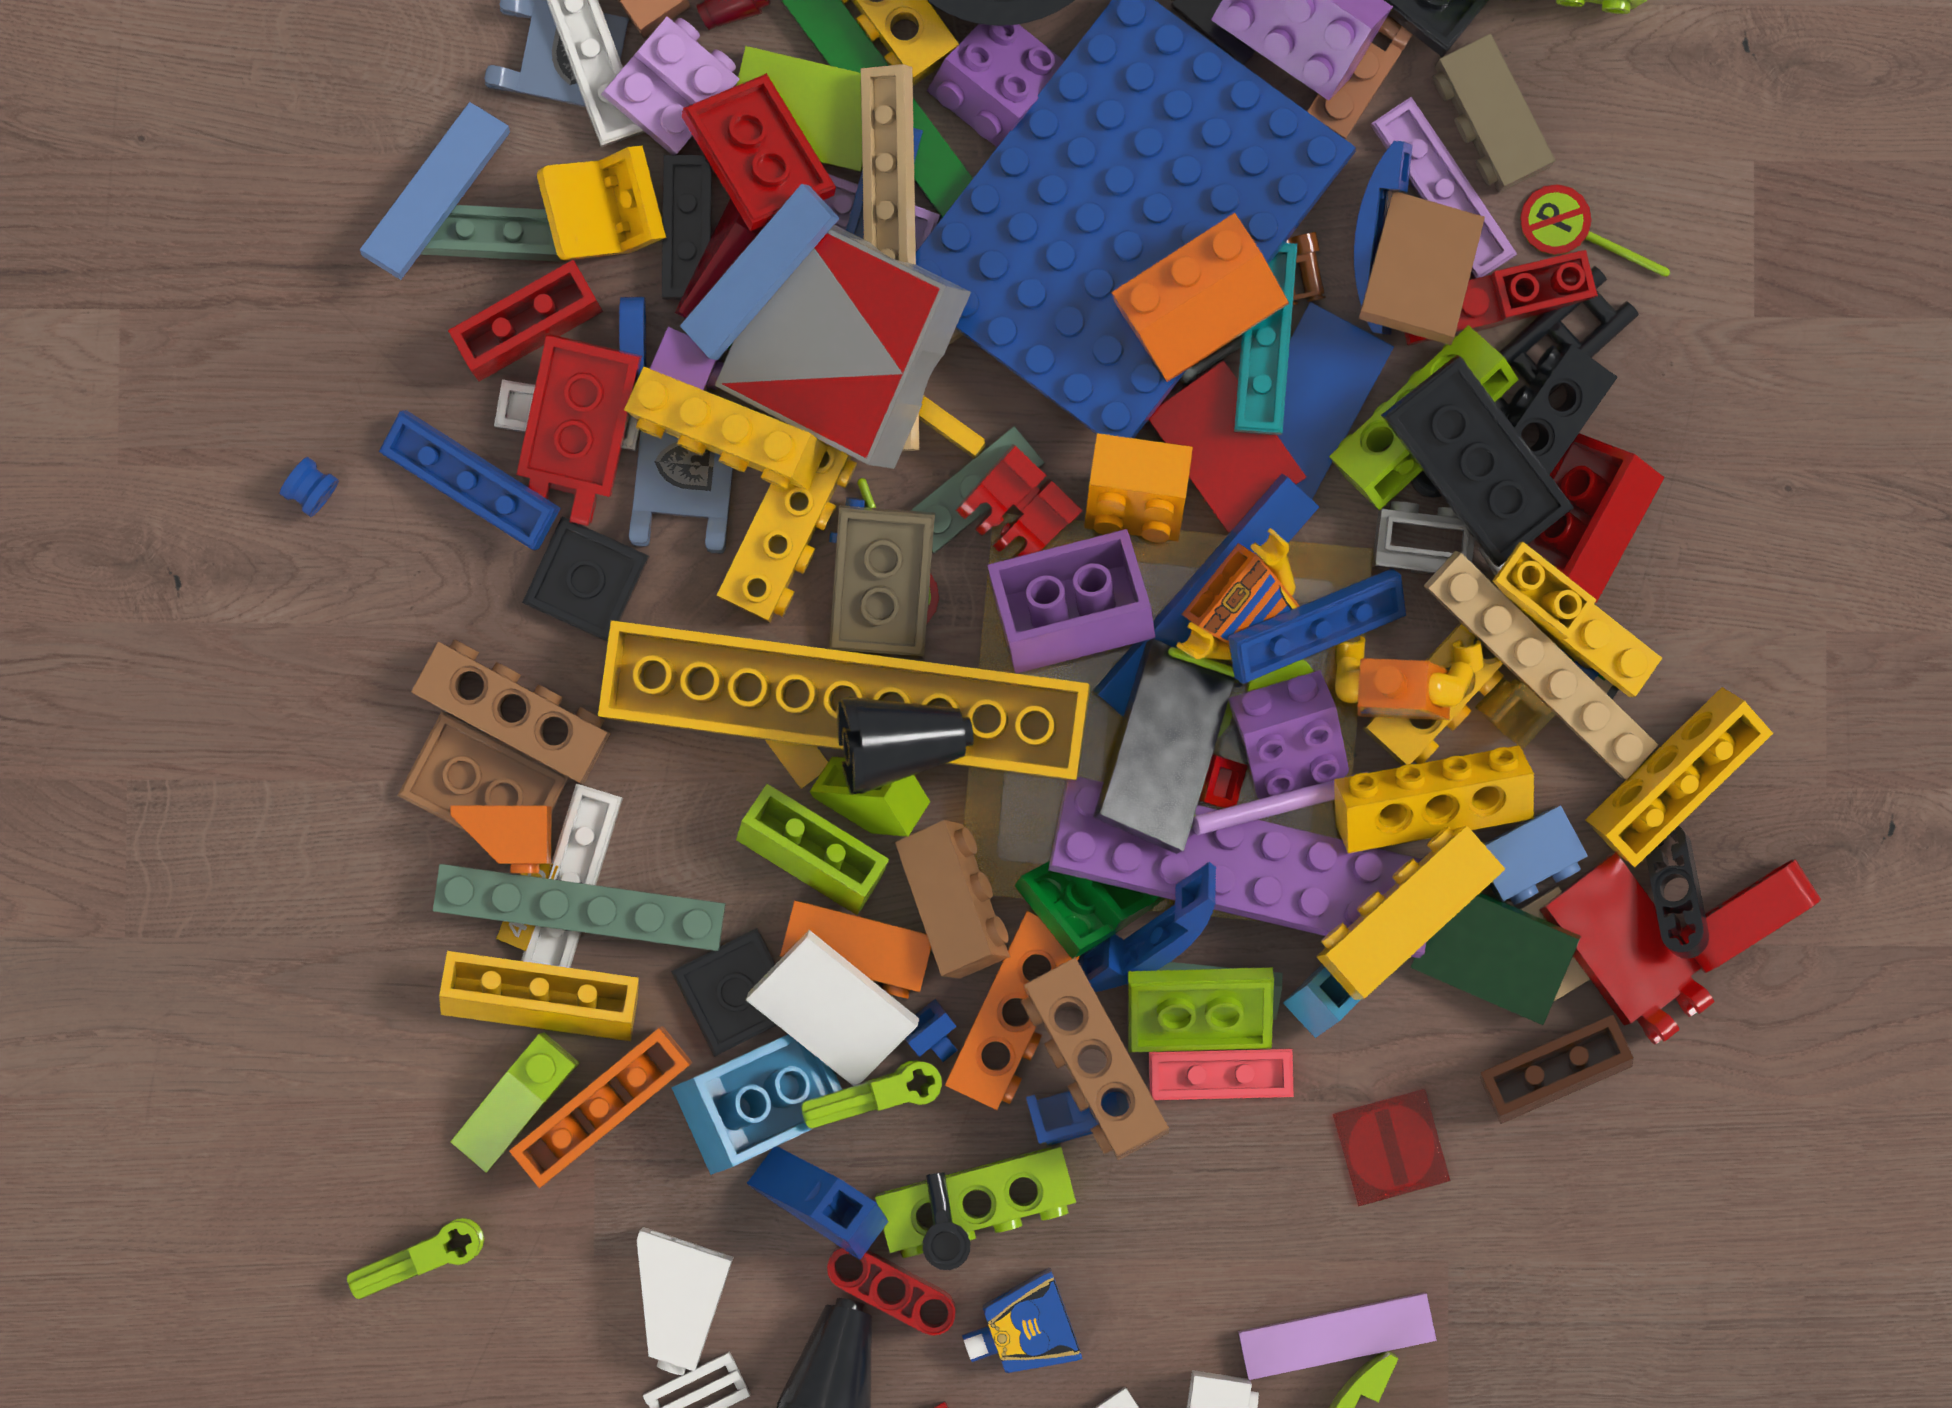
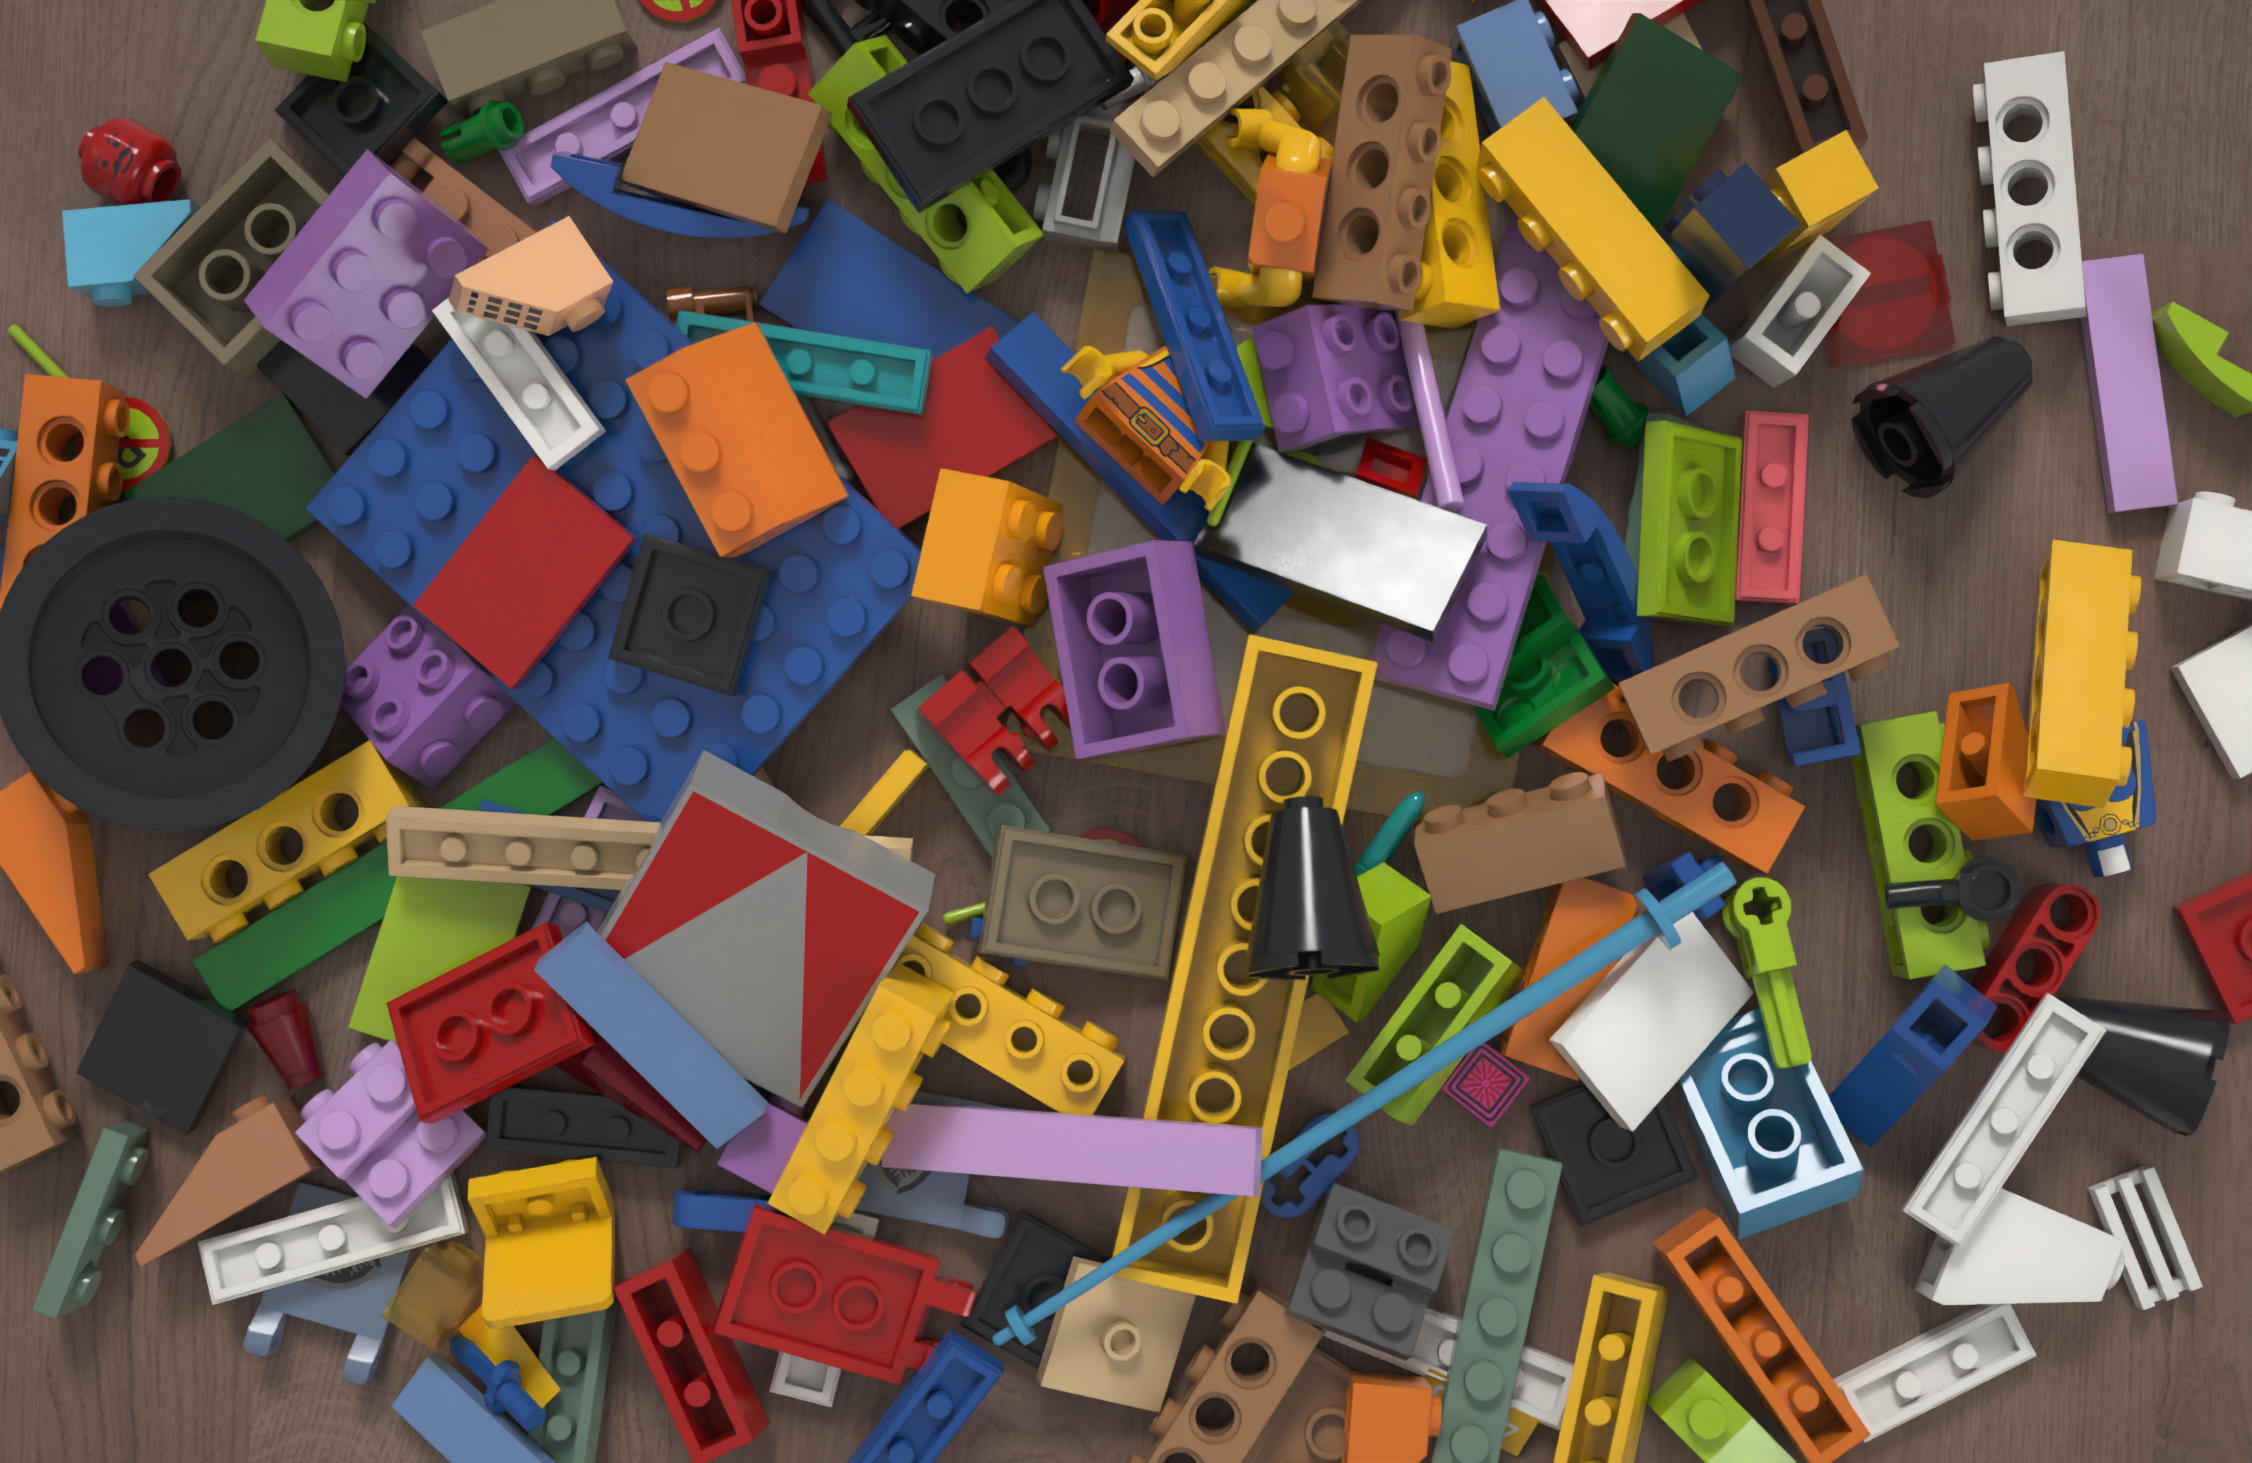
camera: 80 degrees left, 0 degrees up
(493, 183) = (503, 1384): none -> blue piece
(508, 186) = (508, 1344): none -> yellow sticker
(555, 129) = (436, 1293): none -> clear yellow window
(563, 631) = (1116, 1340): none -> tan plate
(586, 1243) = (1935, 1367): none -> white tile
(627, 813) = (1381, 1244): none -> dark grey brick
(693, 774) = (1318, 1178): none -> blue beam
(701, 587) = (1077, 1148): none -> lavender tile
(772, 891) = (1485, 1083): none -> tile
(776, 1271) = (2003, 1120): none -> white tile
(903, 998) = (1655, 919): none -> dark azure piece
(951, 806) = (1392, 833): none -> teal piece
(1038, 1242) = (1985, 764): none -> orange slope
(1070, 272) = (690, 614): none -> black tile
(1092, 148) = (525, 572): none -> red tile
(1112, 1303) = (2080, 674): none -> yellow brick
(1238, 132) = (525, 384): none -> white plate
(1284, 950) = (1617, 411): none -> green pin
(1301, 142) = (537, 283): none -> light nougat slope
(1302, 1194) = (1940, 413): none -> black cone
(1367, 1078) = (1797, 312): none -> white slope
(1407, 1277) = (2036, 89): none -> white brick
(1409, 1004) = (1727, 229): none -> dark blue brick
(1425, 94) = (495, 127): none -> green pin
(1438, 754) = (1382, 171): none -> medium nougat brick
(1446, 1069) = (1819, 190): none -> yellow brick

